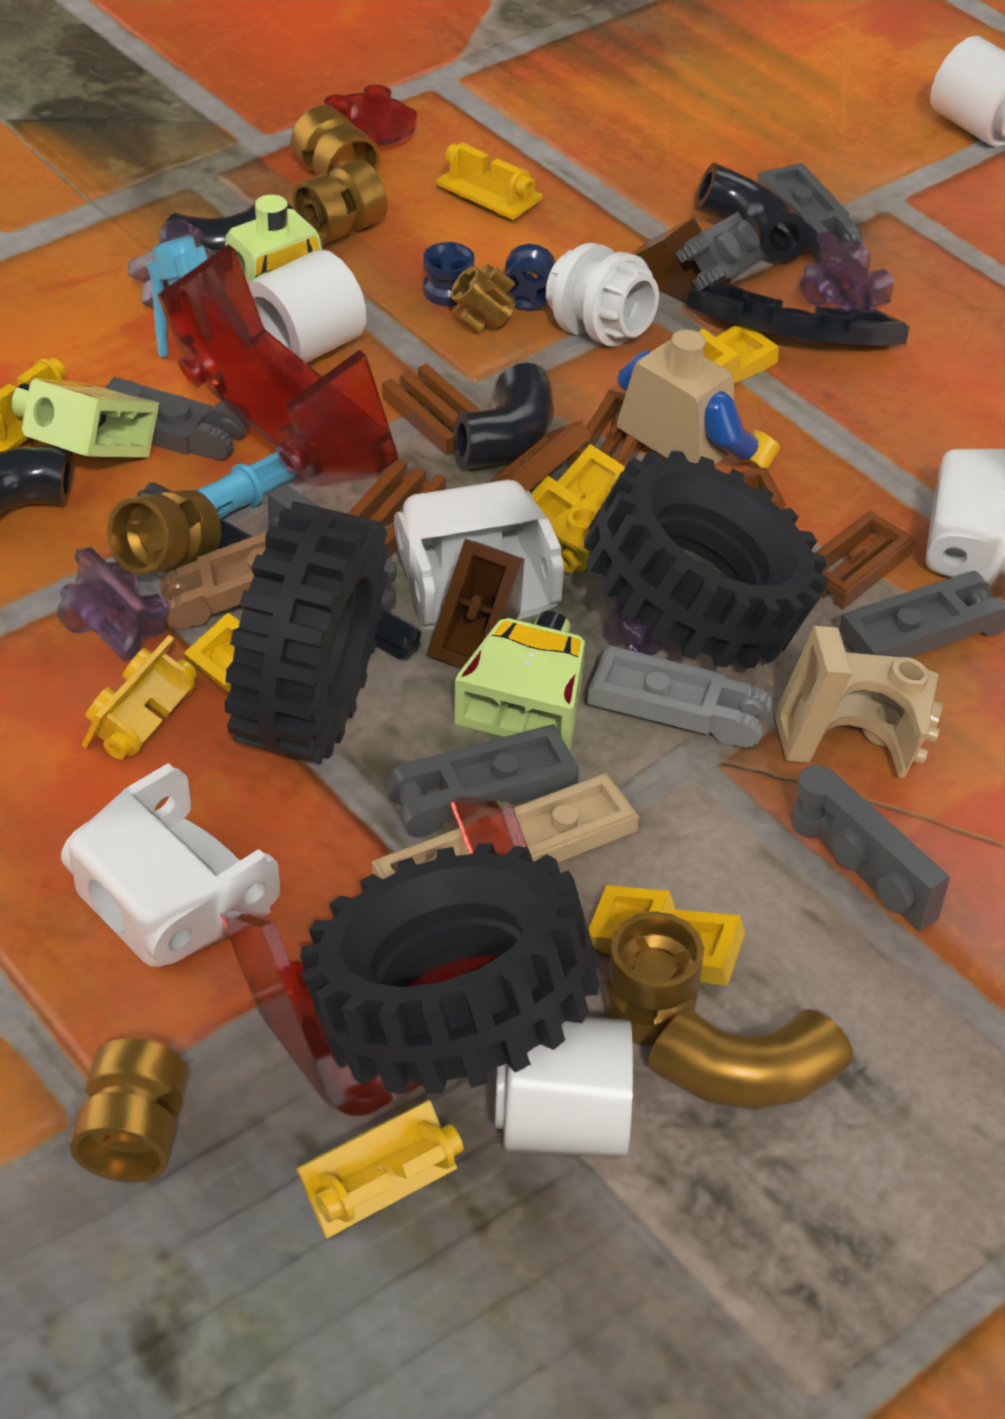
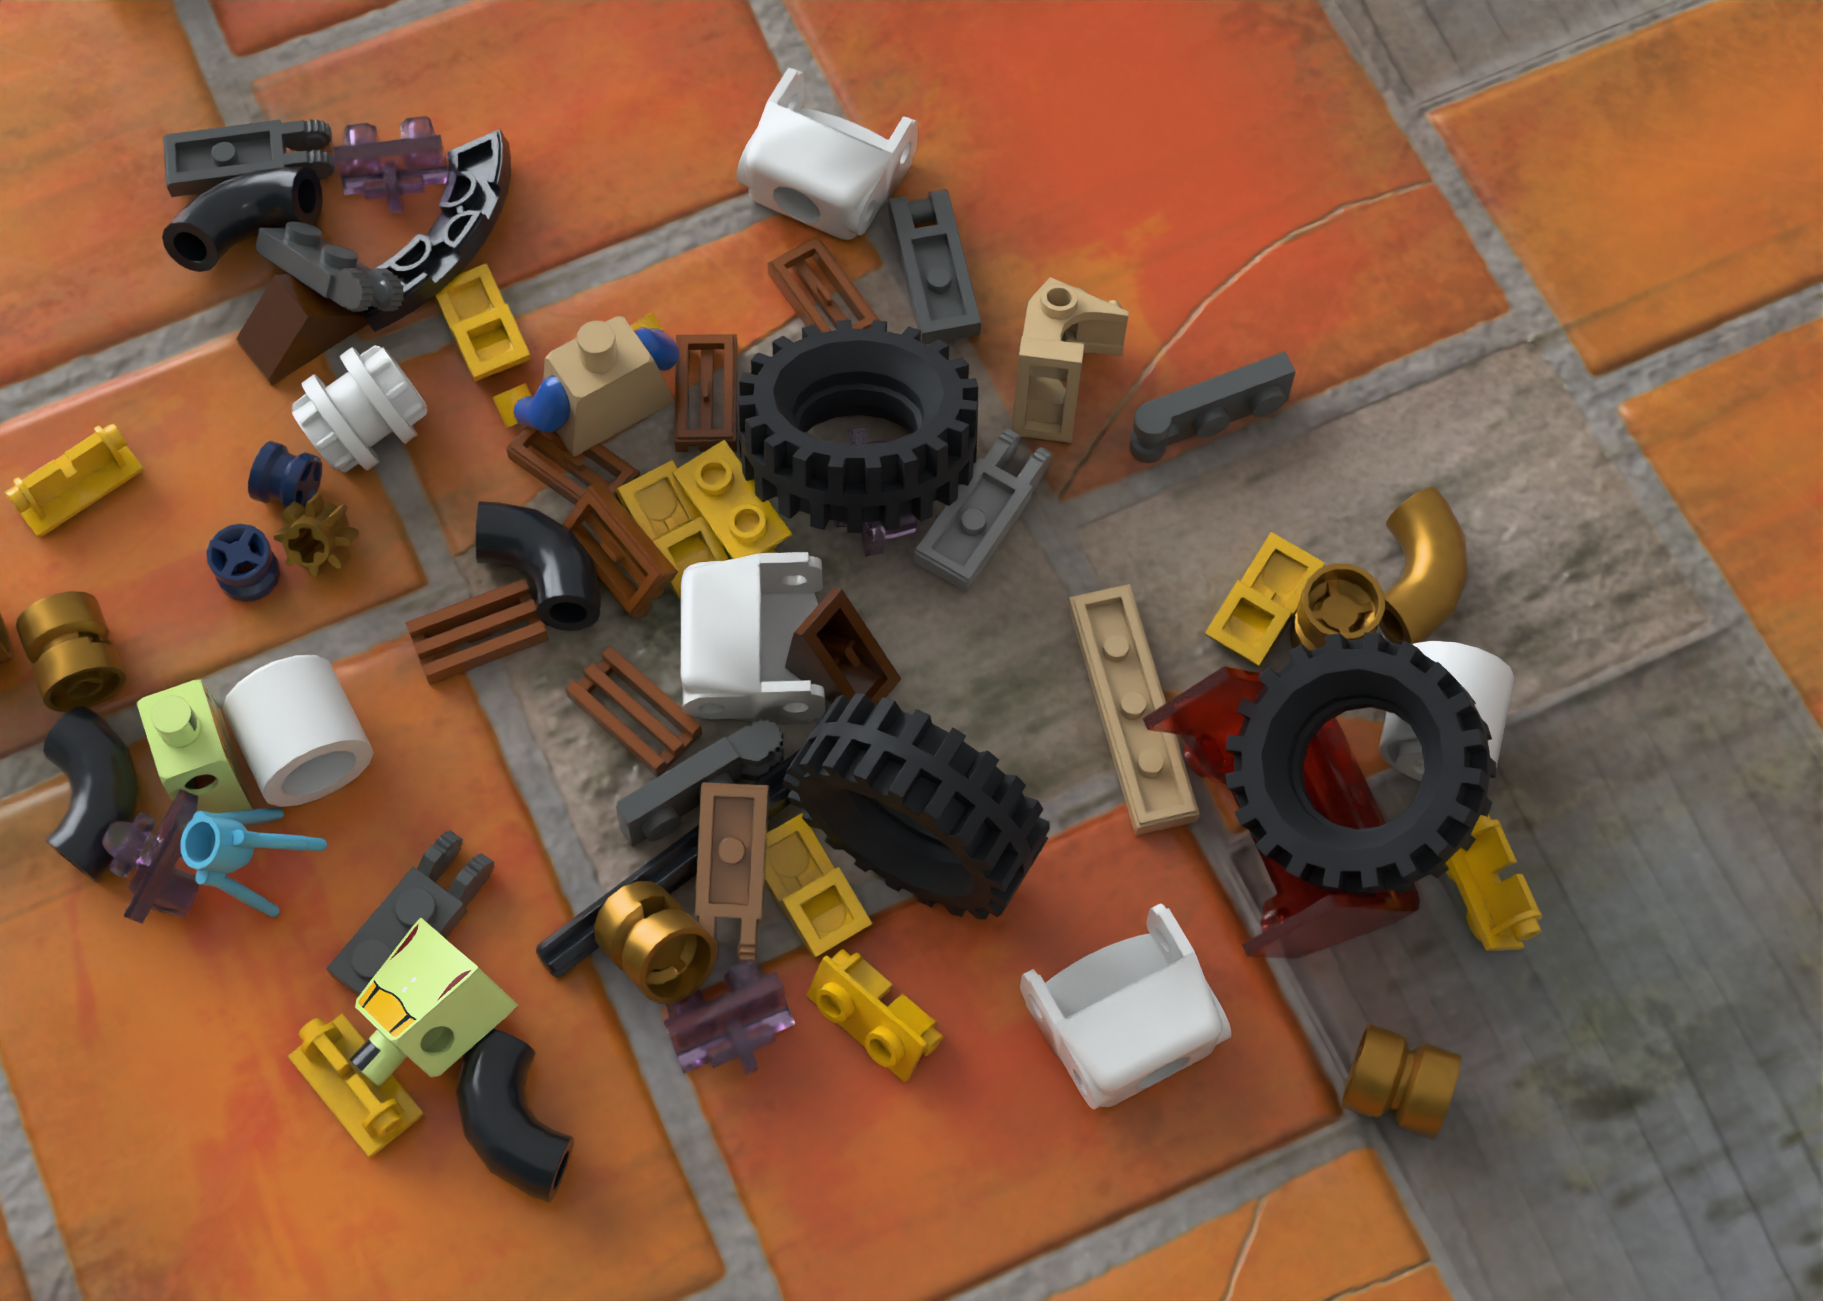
camera: 75 degrees left, 20 degrees up
(247, 484) = (559, 851): medium azure axle -> none
(314, 421) = (465, 777): clear red windscreen -> none
(496, 770) = (1053, 706): dark grey plate -> none
(523, 678) = (940, 633): yellowish green torso -> none

